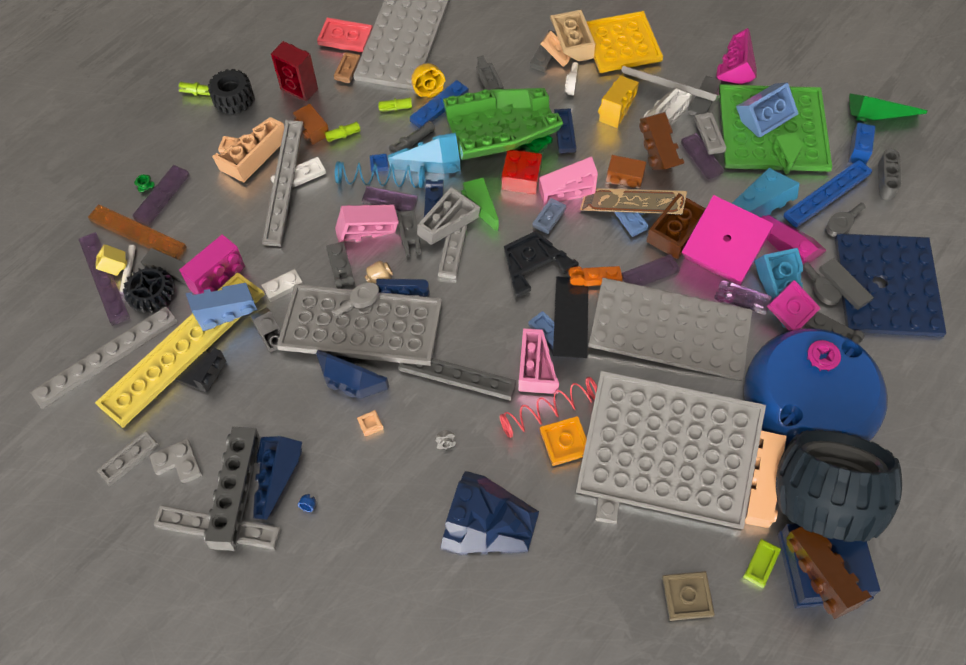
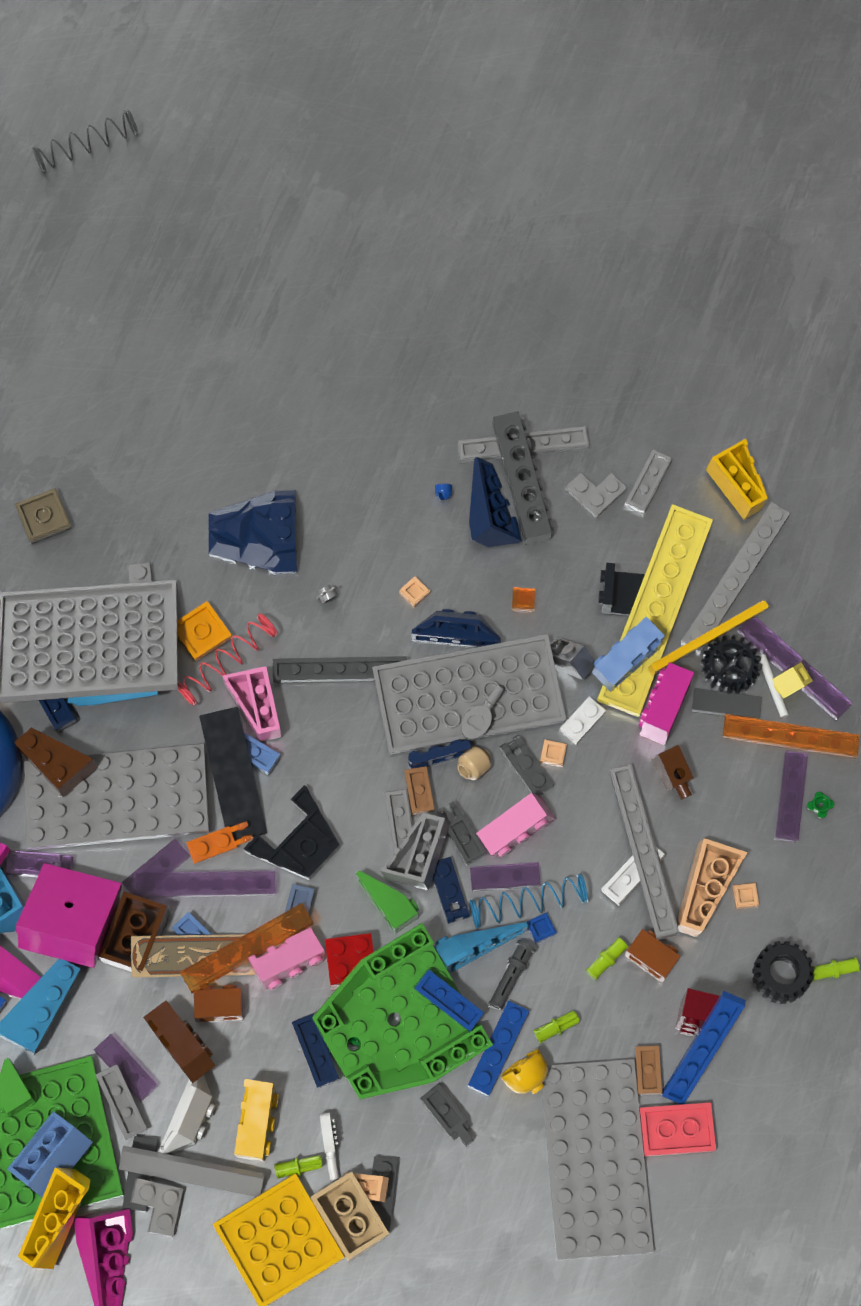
camera: 160 degrees right, 10 degrees up
(52, 429) = (738, 480): none -> yellow wedge
(145, 305) = (708, 637): none -> yellow tile
(231, 219) = (673, 762): none -> reddish brown torso
(283, 389) = (523, 600): none -> clear orange plate
(301, 41) = (703, 1047): none -> blue plate
(315, 269) = (553, 753): none -> light nougat tile
(429, 267) = (419, 790): none -> medium nougat plate
(462, 121) = (448, 1000): none -> blue plate
(595, 192) = (251, 944): none -> clear orange tile
(596, 74) = (297, 1166): none -> lime axle
(615, 246) = (205, 884): none -> clear purple plate
(694, 75) = (164, 1201): none -> light grey plate
(719, 356) = (55, 761): none -> reddish brown wedge
(765, 70) = (54, 1218): none -> yellow wedge

